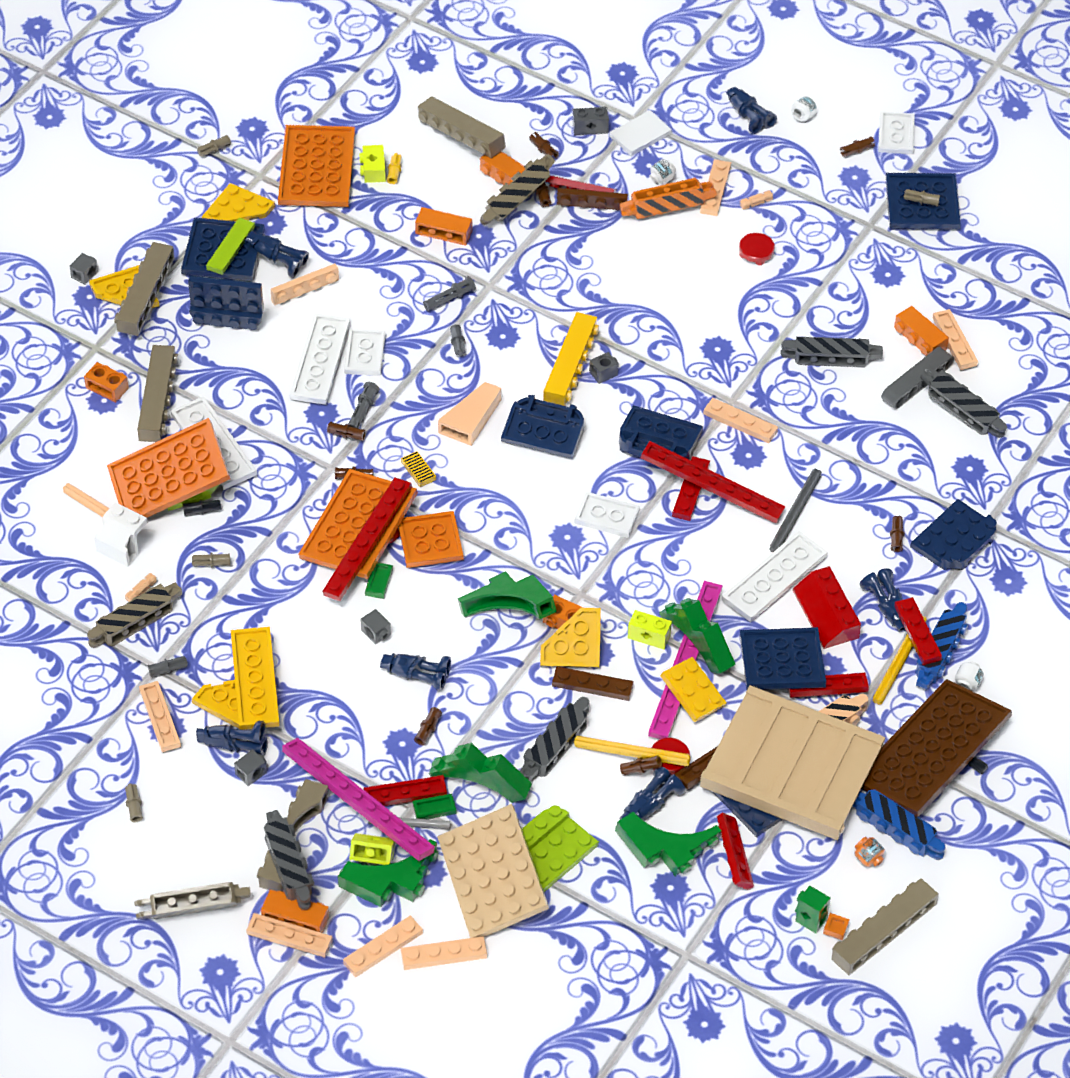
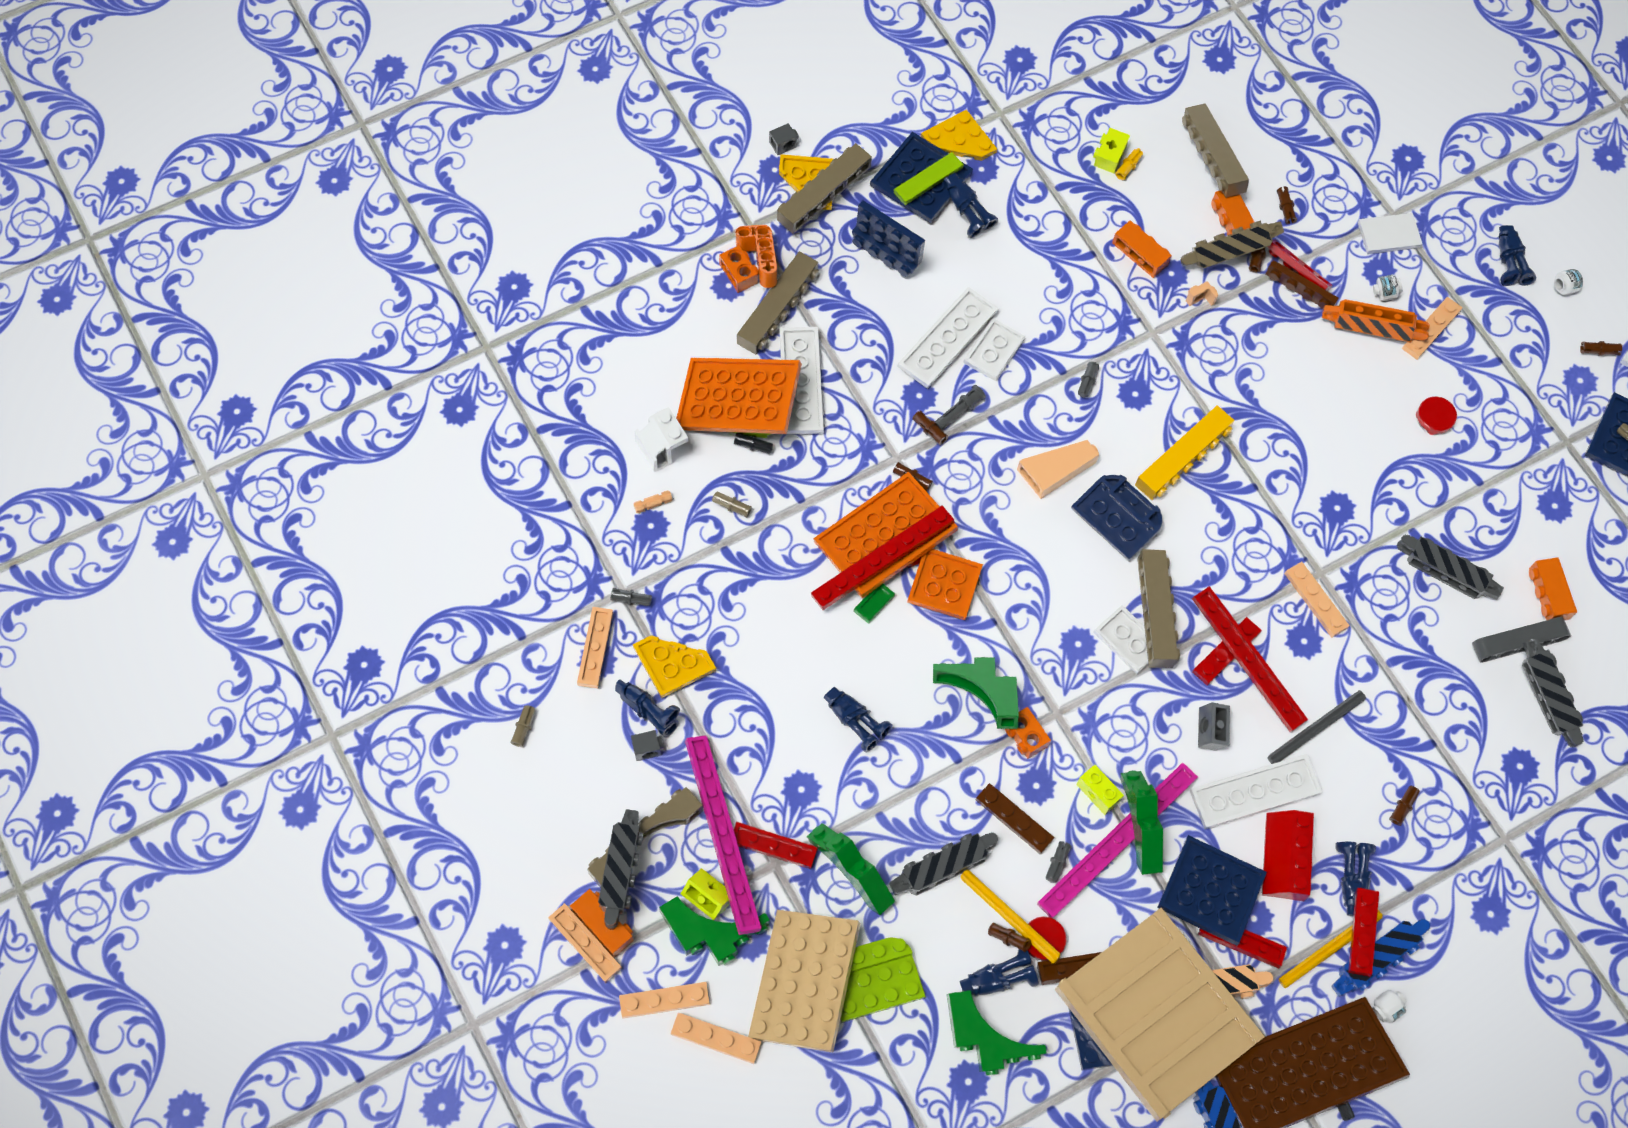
camera: 25 degrees right, 15 degrees up
(85, 499) = (655, 385): light nougat axle -> none
(121, 356) = (760, 239): none -> orange beam
(134, 615) = (630, 529): dark tan hinge -> none
(192, 900) = (516, 861): hinge -> none
(214, 145) = (973, 62): dark tan axle -> none
(254, 677) = (698, 654): yellow plate -> none
(304, 284) = (970, 251): light nougat plate -> none
(316, 165) = (1057, 128): orange plate -> none
(375, 626) = (842, 653): dark grey brick -> none
(418, 469) = (976, 500): yellow tile -> none
(425, 823) = (770, 885): light grey piece -> none
(428, 726) = (833, 784): reddish brown pin -> none
(434, 807) = (792, 875): green tile -> none
(457, 291) = (1084, 327): dark grey pin -> none
(514, 236) = (1200, 292): none -> light nougat bracket
(575, 641) = (1019, 768): yellow plate -> none
(590, 121) = (1346, 199): dark grey brick -> none
(603, 367) = (1205, 480): dark grey brick -> none
(617, 479) = (1157, 609): none -> dark tan brick
(647, 697) = (1058, 862): none -> dark grey axle
(664, 430) = (1228, 575): dark blue plate -> none
(693, 689) = (1106, 878): yellow plate -> none
(713, 543) = (1214, 726): none -> dark grey brick
(735, 851) = (1050, 1079): red plate -> none
(756, 199) = (1465, 360): light nougat axle -> none
(955, 536) = (1463, 838): dark blue plate -> none
(957, 342) = (1584, 620): light nougat plate -> none

